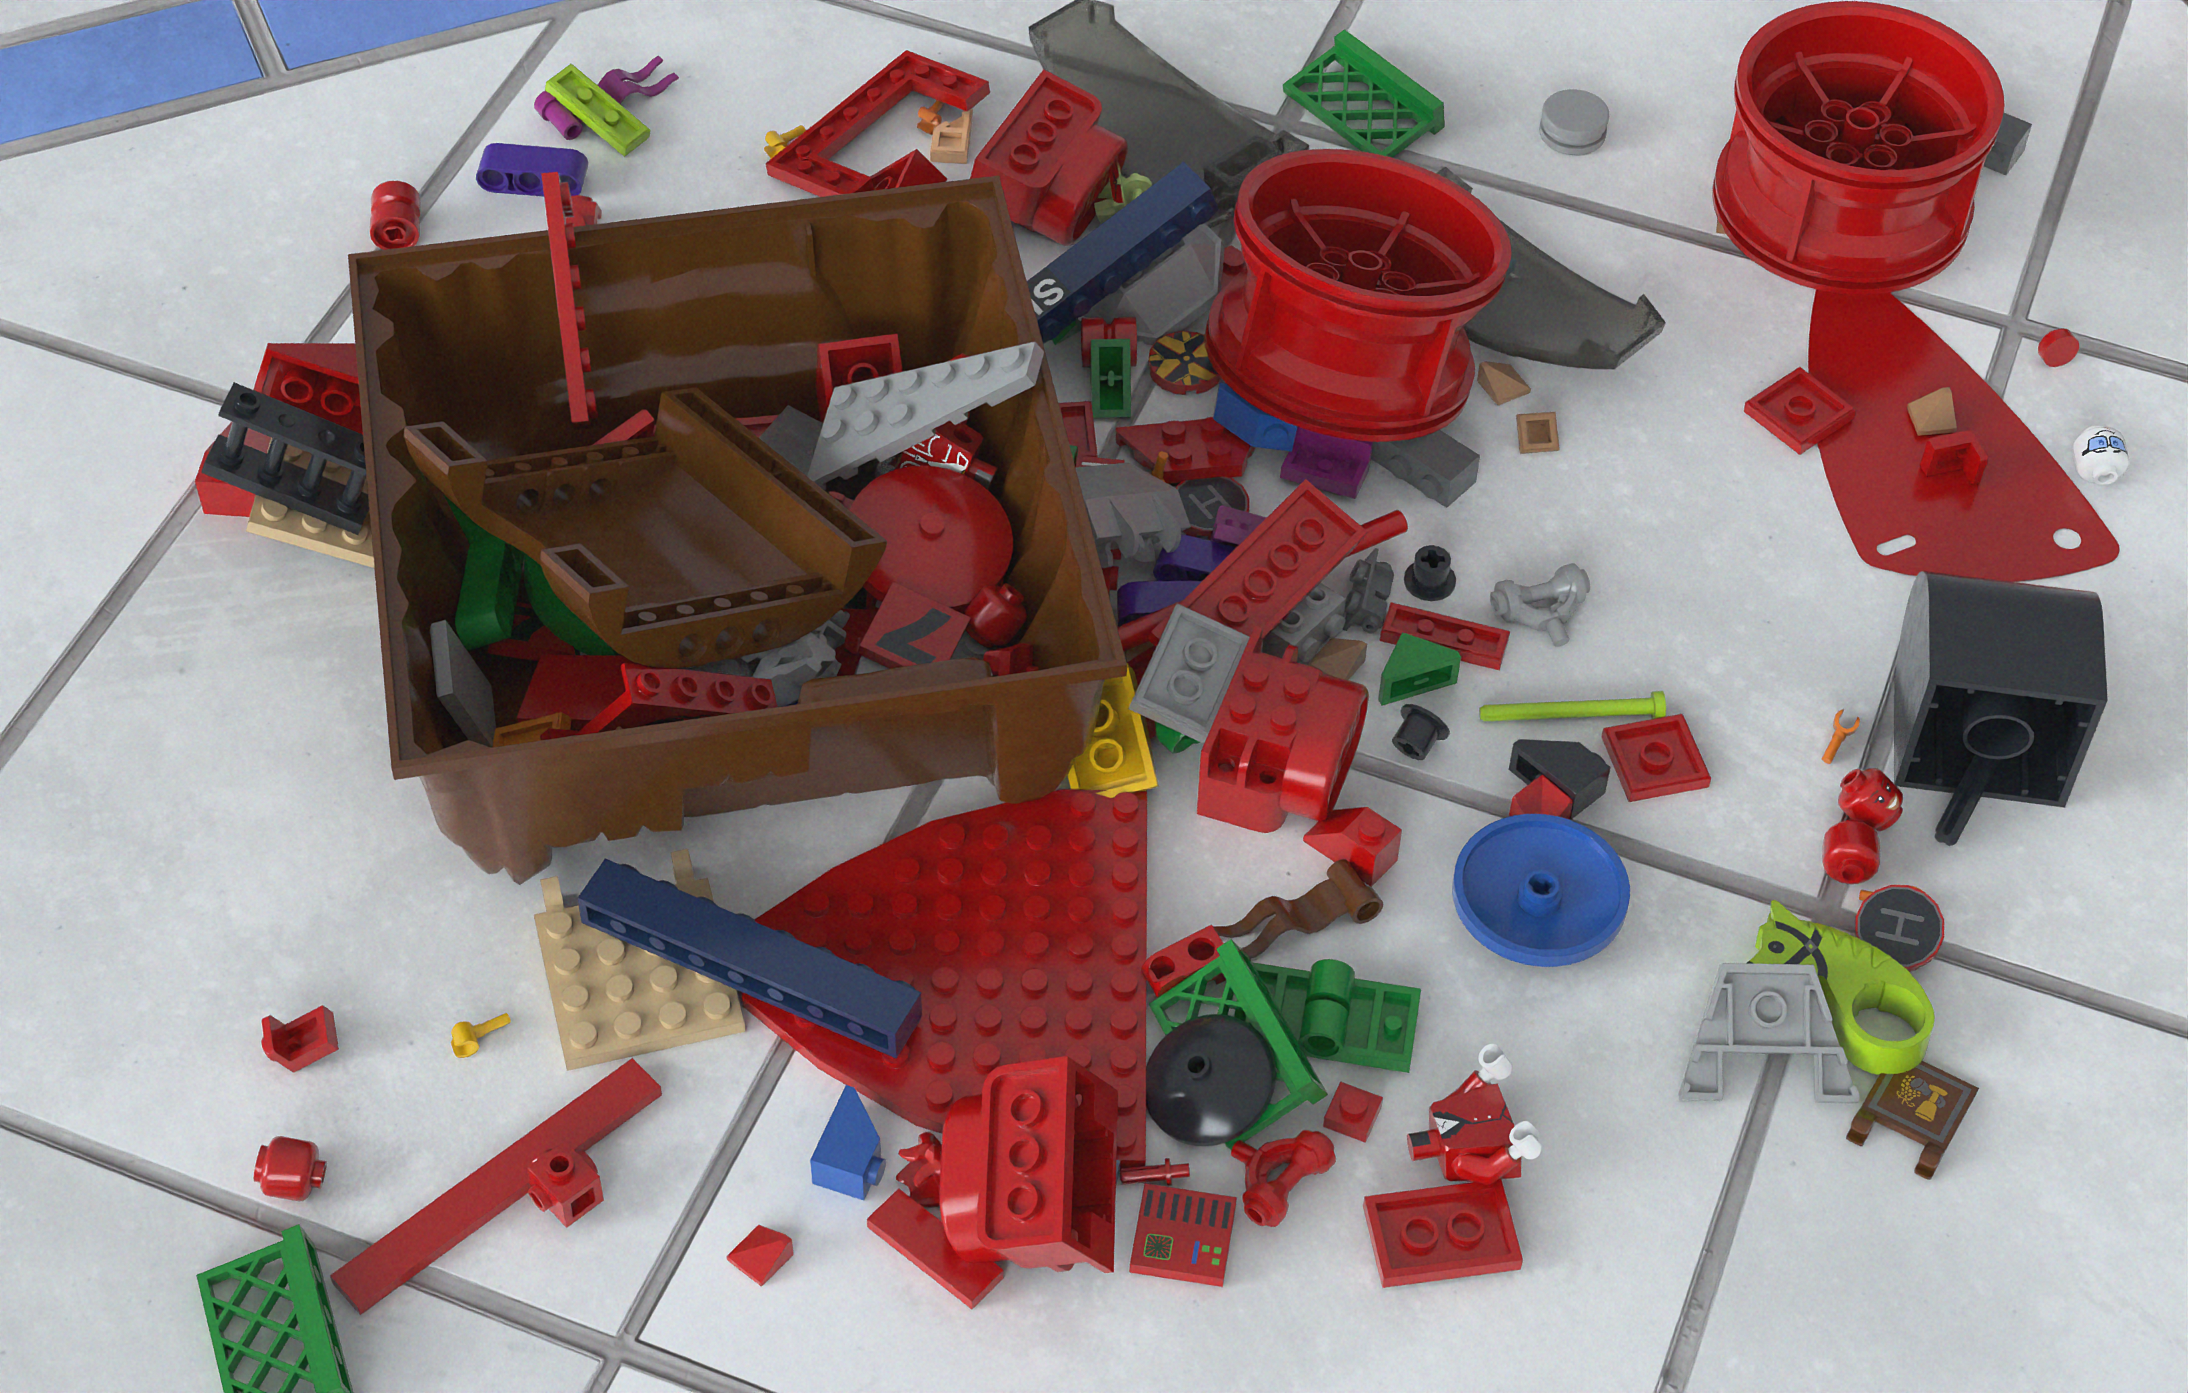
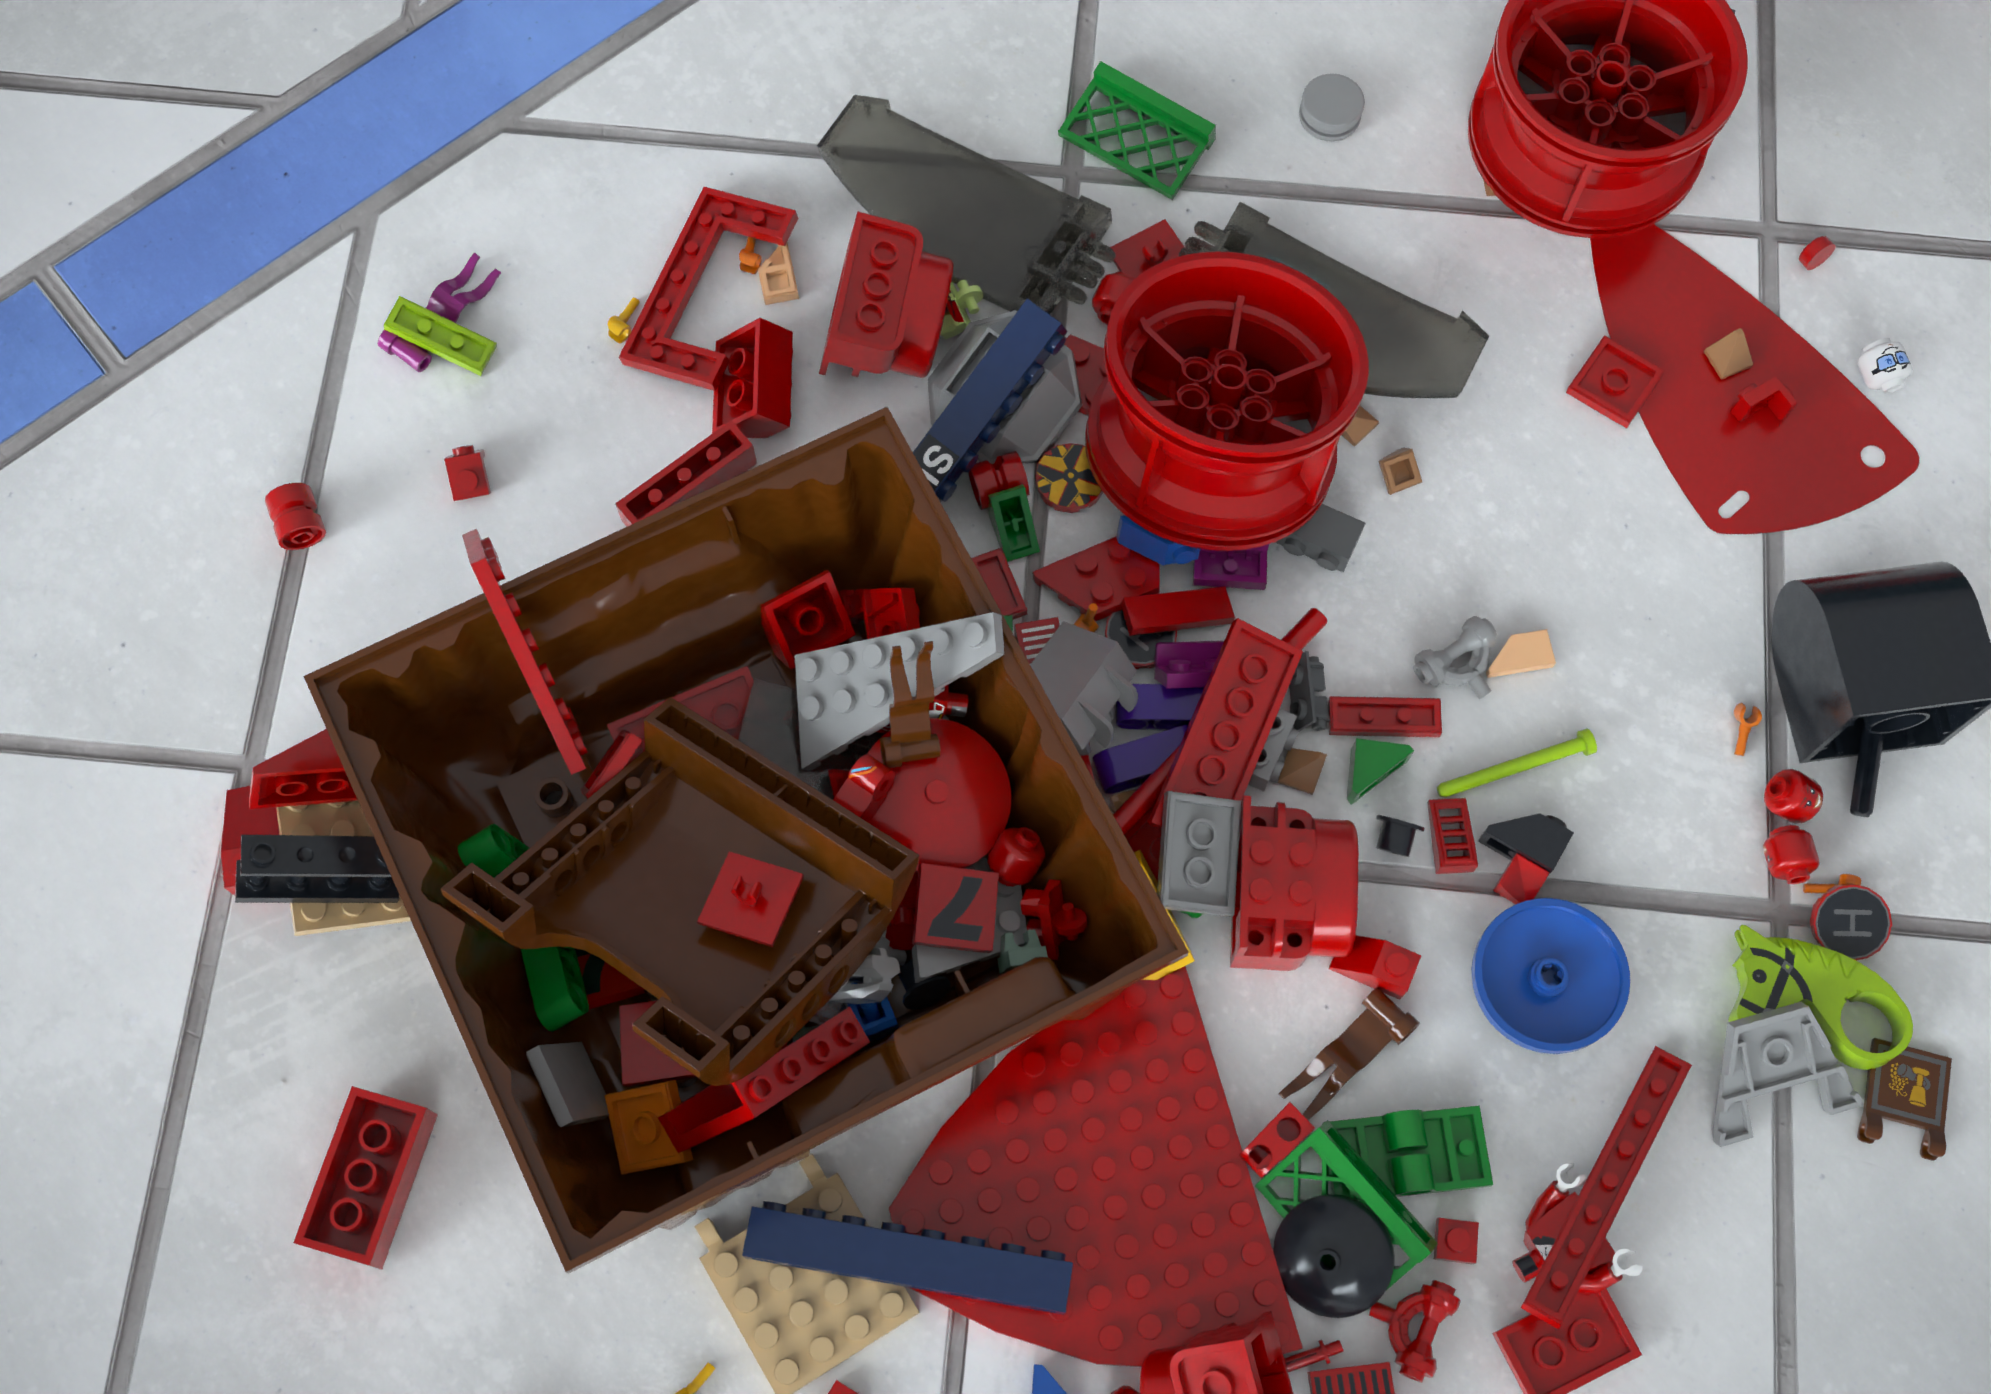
camera: 15 degrees left, 20 degrees up
(226, 756) = (366, 1177): none -> red brick
(519, 168) = (403, 423): dark purple beam -> none
(706, 555) = (750, 899): none -> red piece
(864, 492) = (865, 787): none -> red leg
(926, 428) = (909, 715): none -> reddish brown flag
(1241, 486) = (1177, 610): none -> red tile
(1430, 574) = (1353, 656): black piece -> none
(1477, 776) = (1456, 864): none -> red slope
(1532, 1084) = (1606, 1188): none -> red tile
(1614, 616) = (1523, 654): none -> light nougat tile
(1656, 757) = (1598, 795): red tile -> none

